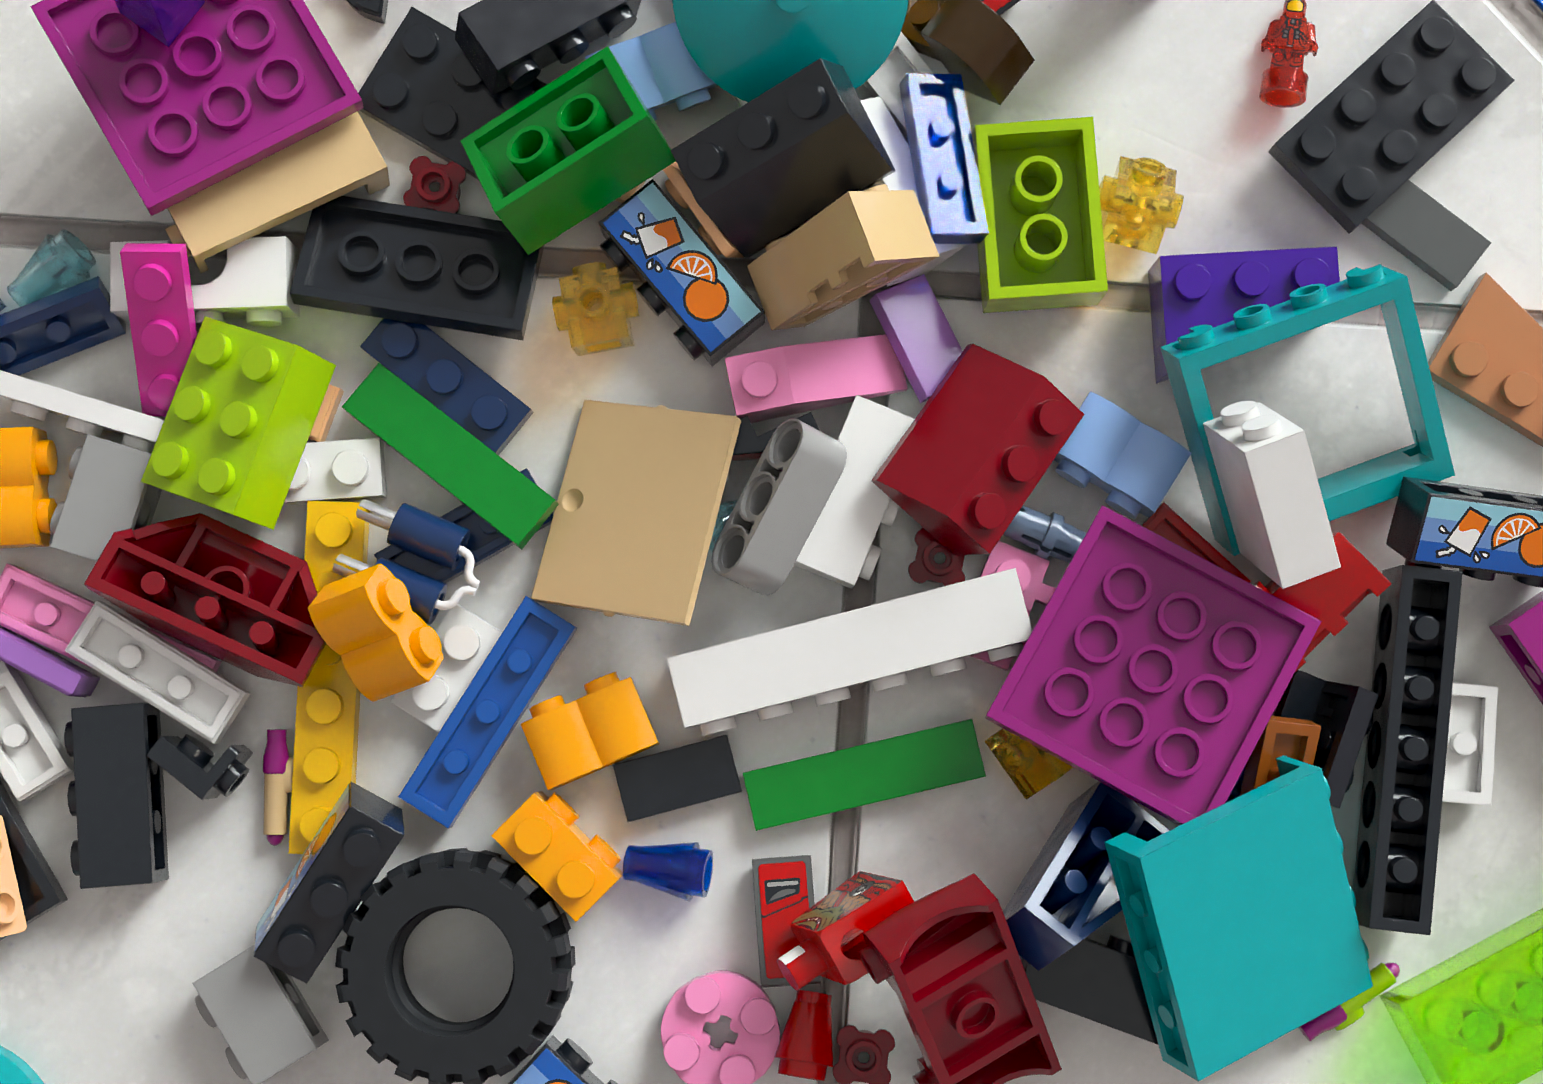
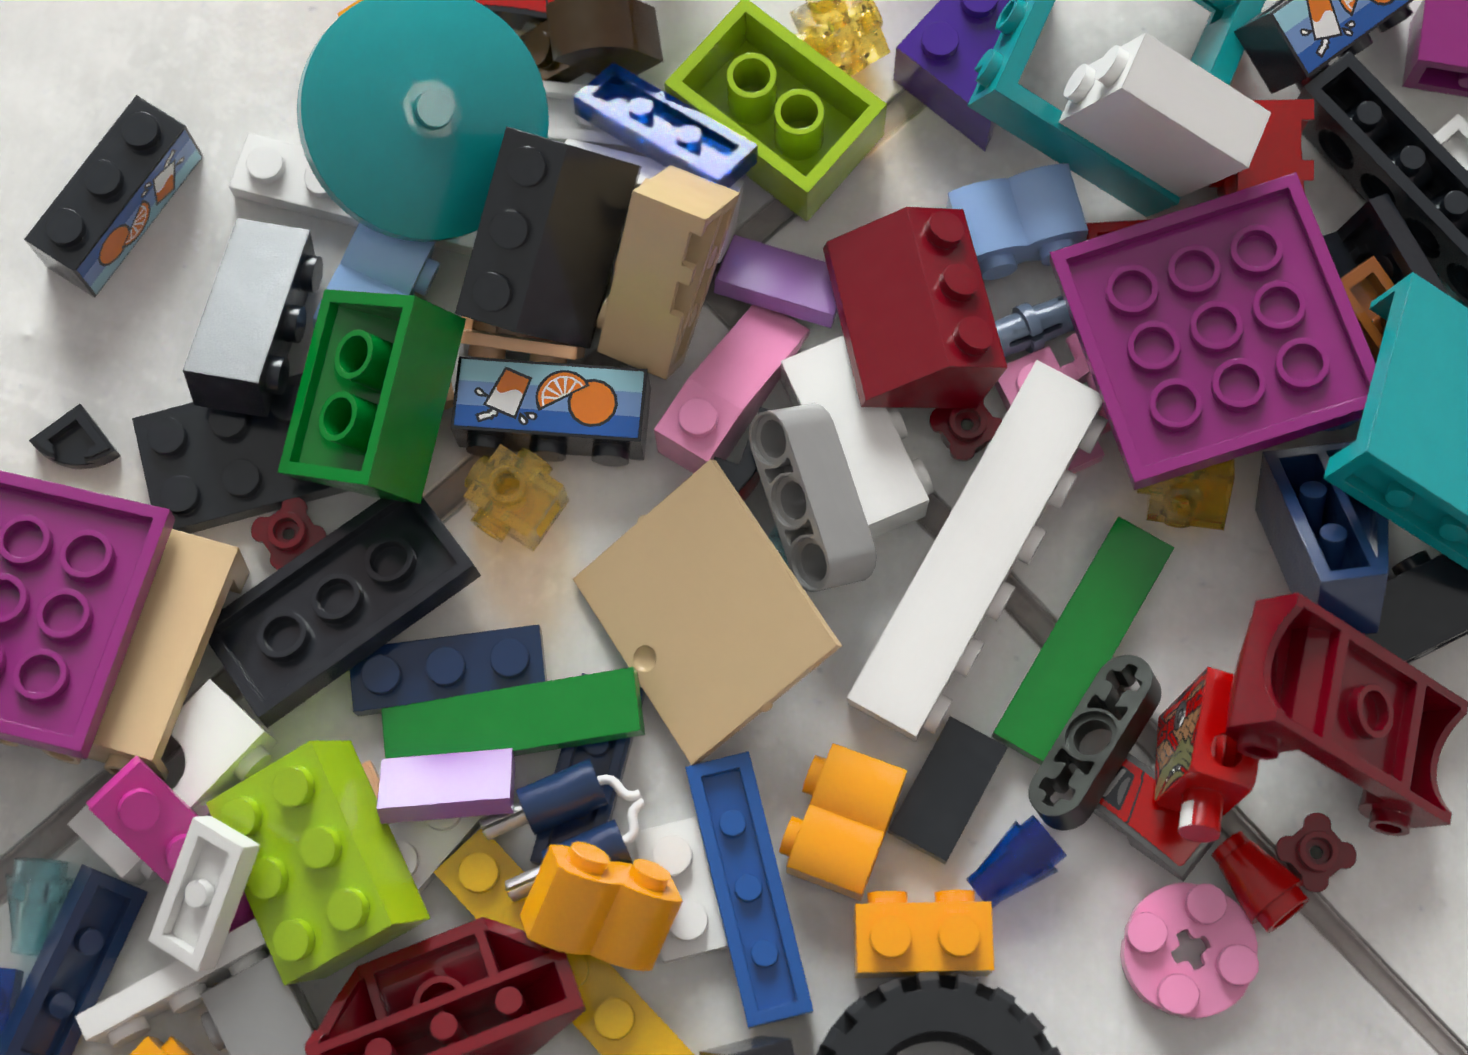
camera: 45 degrees left, 10 degrees down
(143, 375) = (204, 893): none -> white plate
(364, 456) = (446, 786): none -> tile
(783, 868) = (1093, 713): none -> pearl dark grey beam

